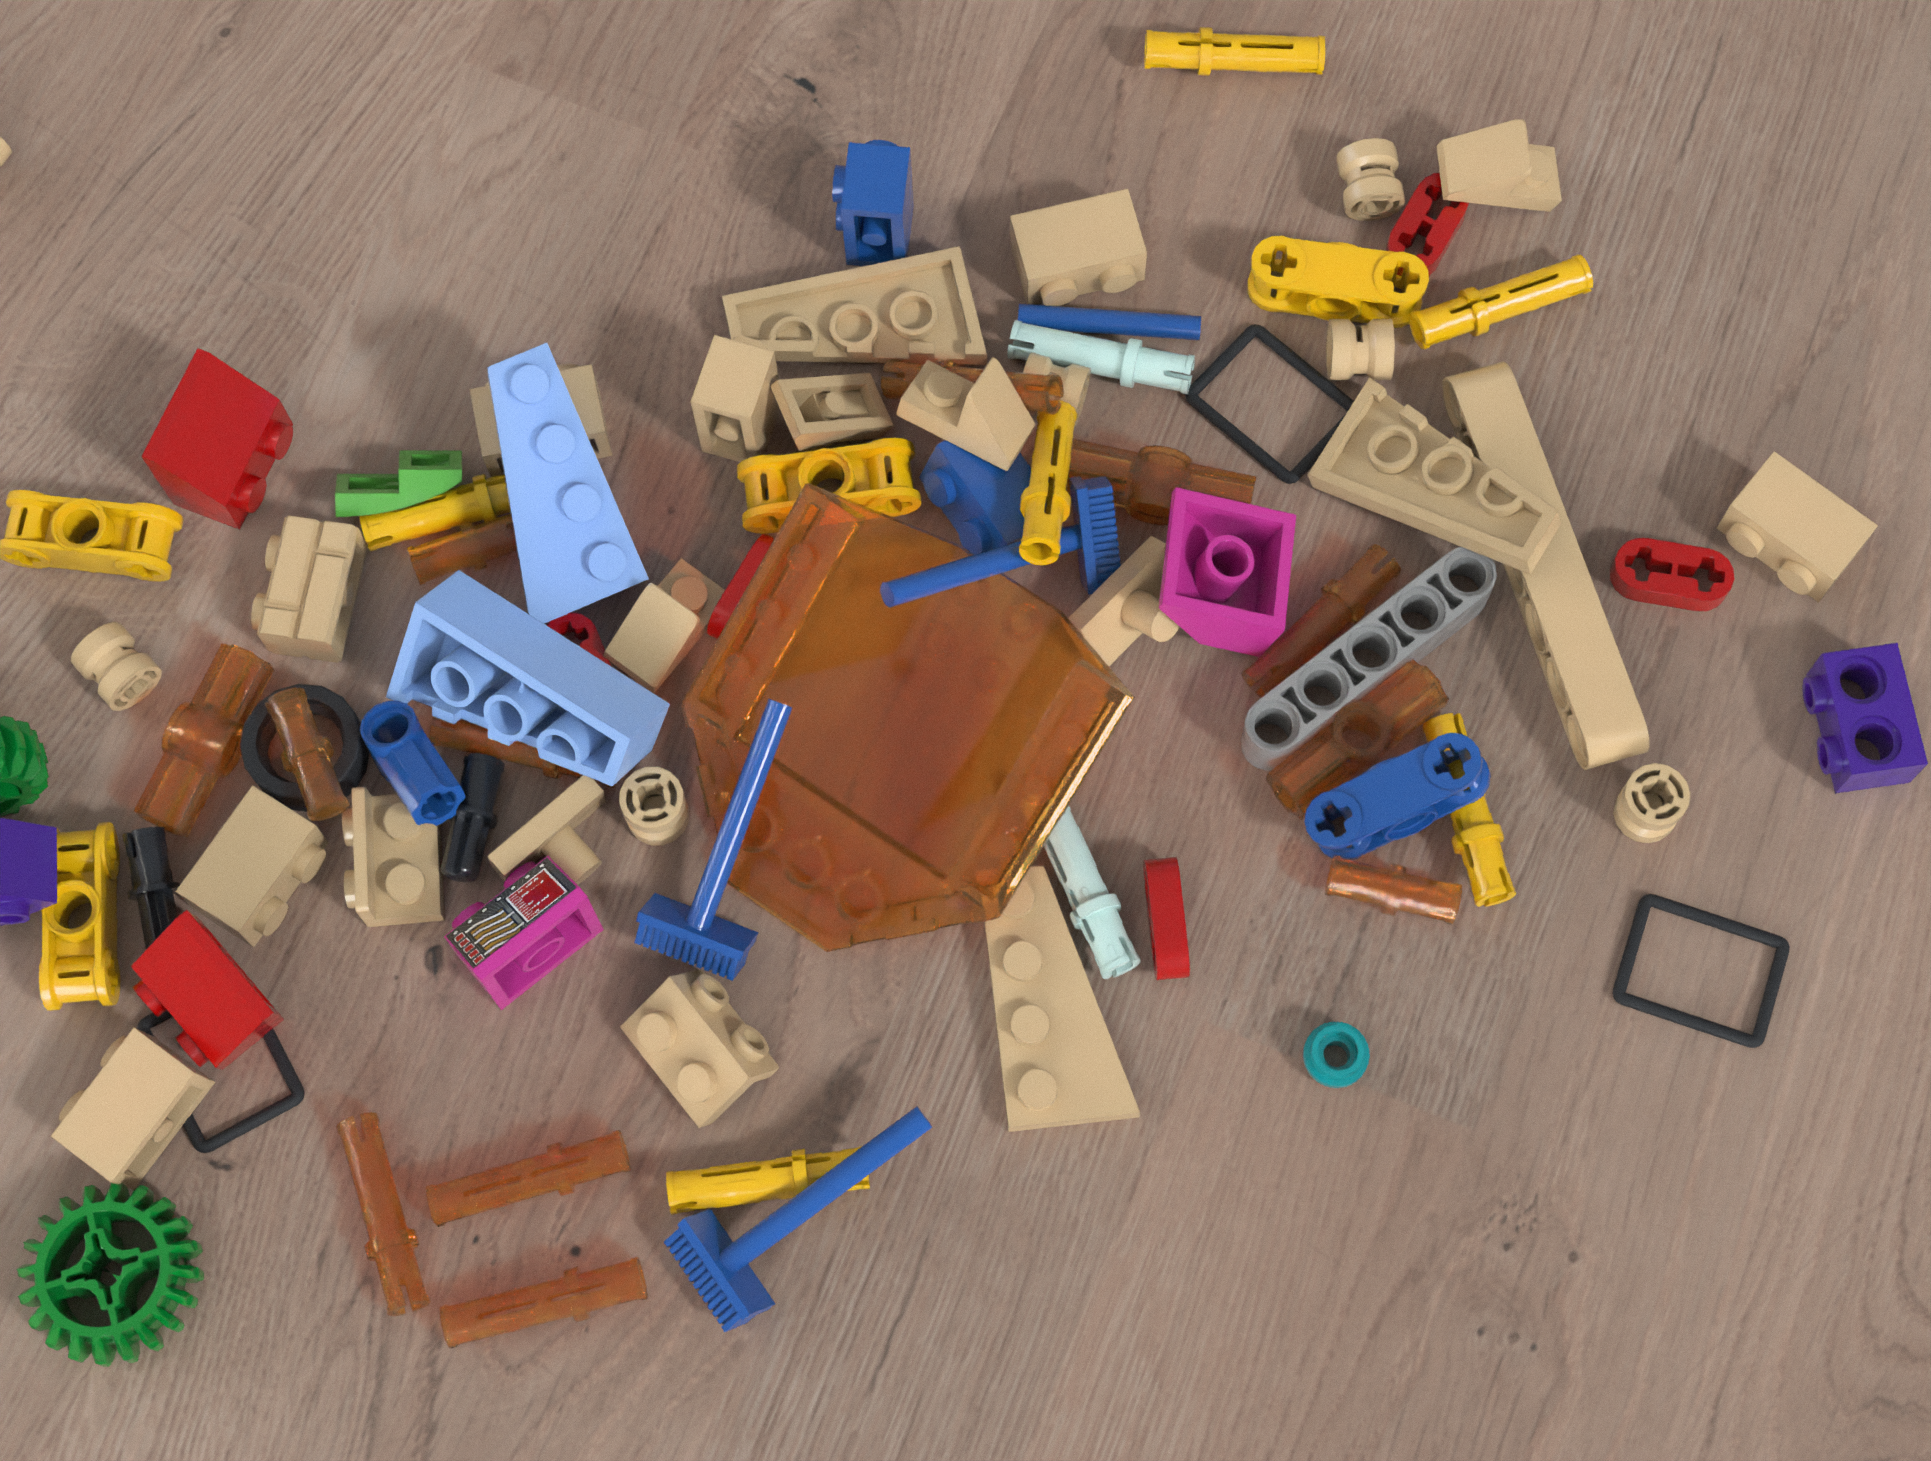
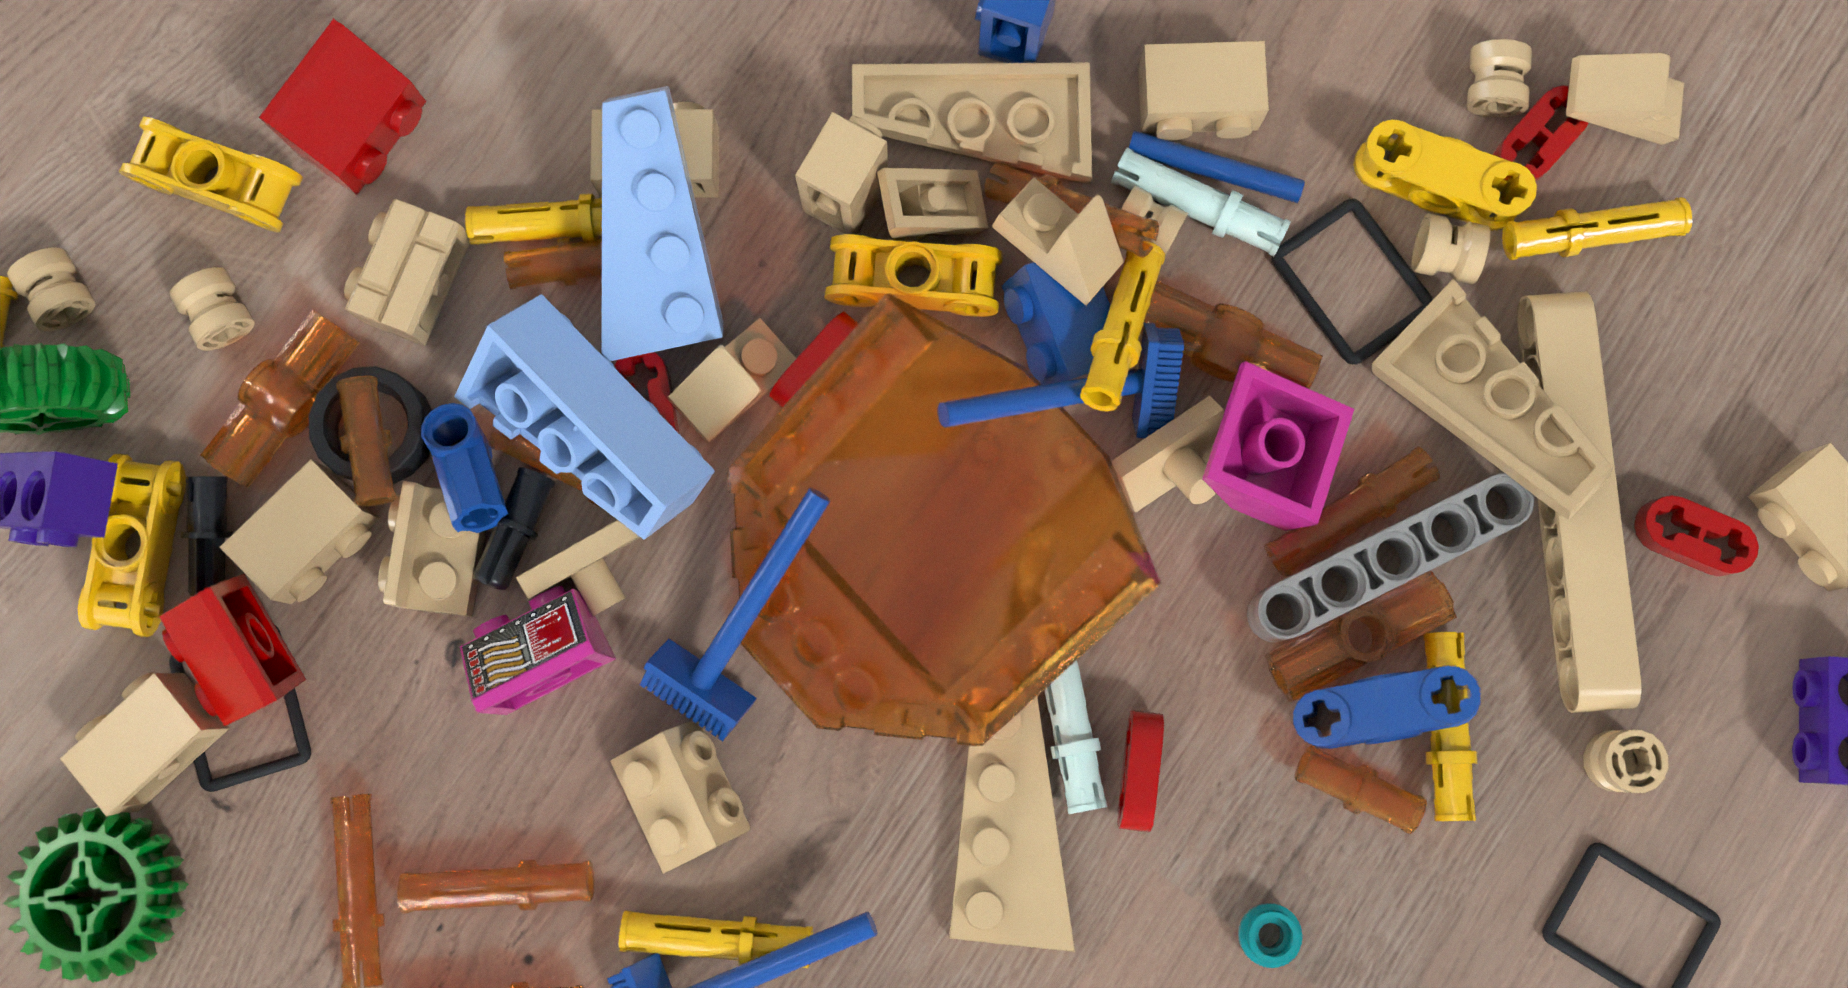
camera: 10 degrees right, 10 degrees up
(420, 478) = (529, 185): bright green slope -> none
(662, 816) = (691, 564): tan wheel -> none

